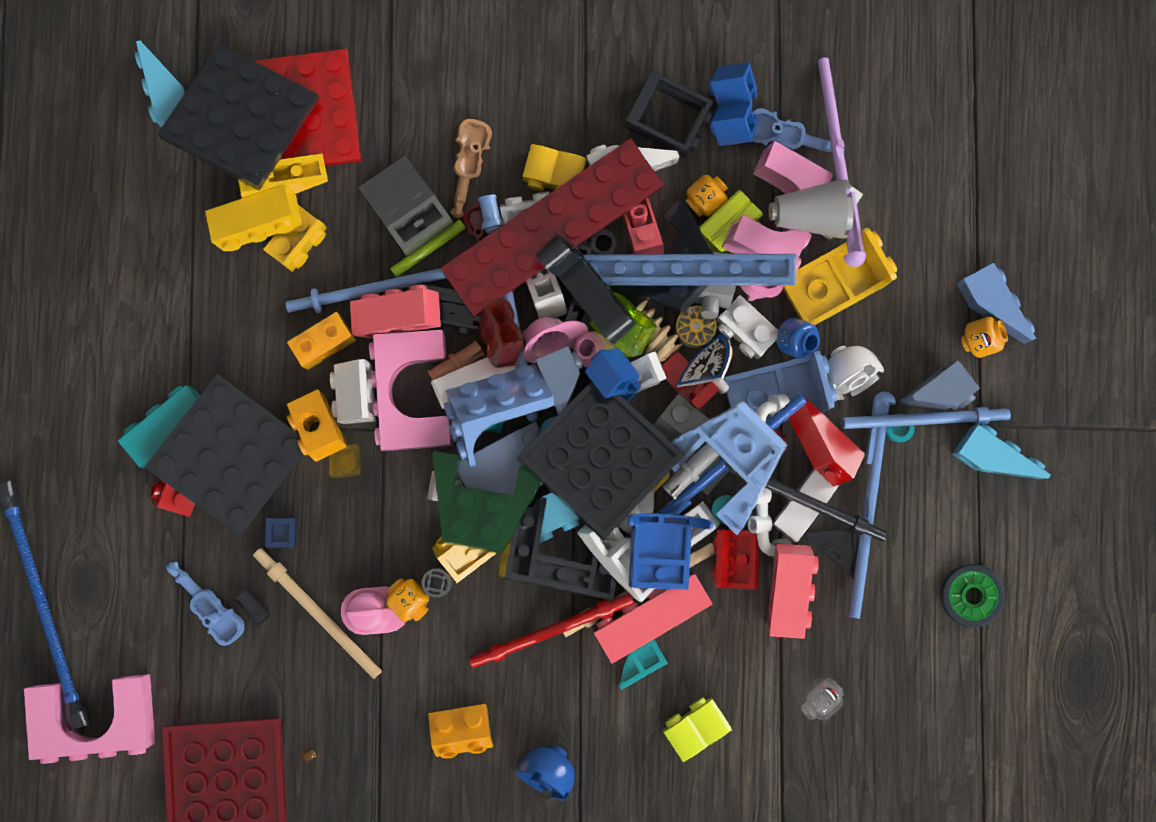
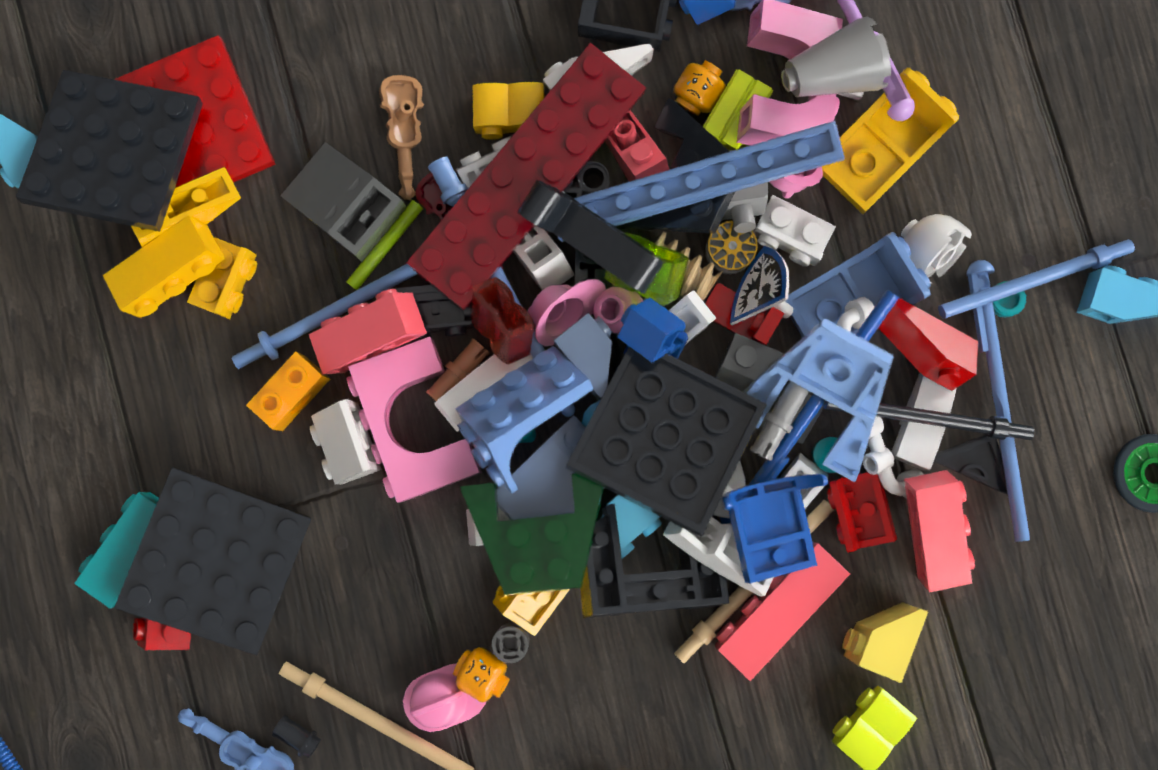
camera: 15 degrees left, 0 degrees up
(281, 532) = (305, 636): dark blue plate -> none
(327, 437) = (328, 504): light orange brick -> none
(345, 462) = (357, 528): clear yellow plate -> none
(499, 651) = (609, 704): red bar -> none
(641, 663) = (784, 670): teal tile -> none
(724, 663) = (886, 640): none -> light yellow slope
(797, 338) = (858, 225): blue head -> none
(821, 699) = (1012, 649): clear head -> none
(943, 390) = (1049, 236): sand blue slope -> none
(984, 337) = (1077, 162): light orange head -> none
(990, 297) = (1073, 115): medium blue slope -> none

